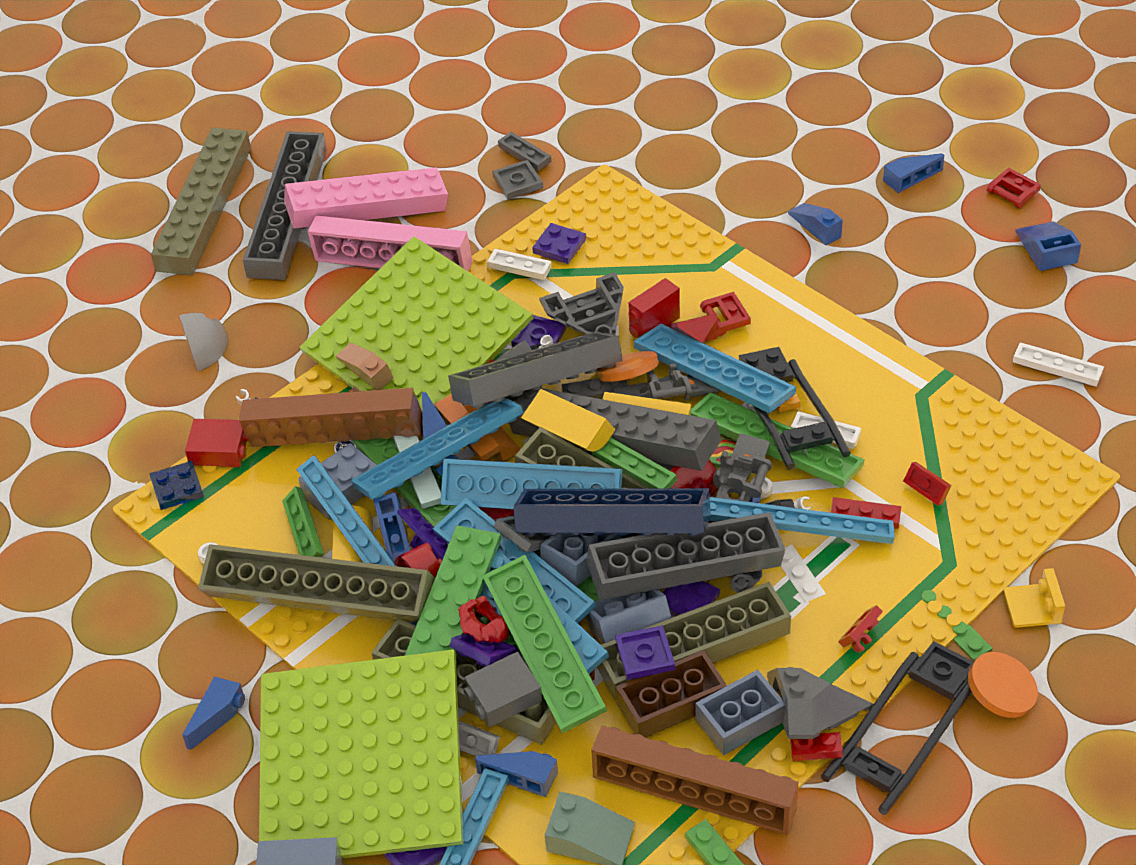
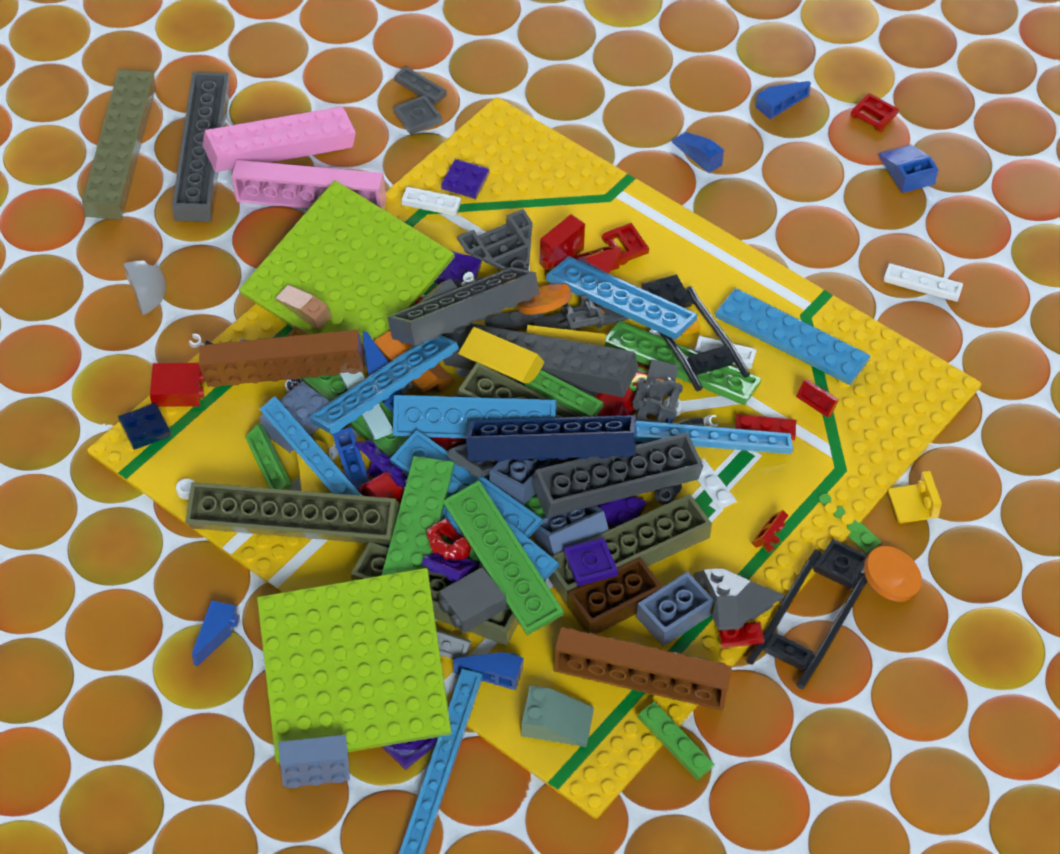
camera: 10 degrees left, 5 degrees up
(905, 417) = (793, 336): none -> dark azure plate

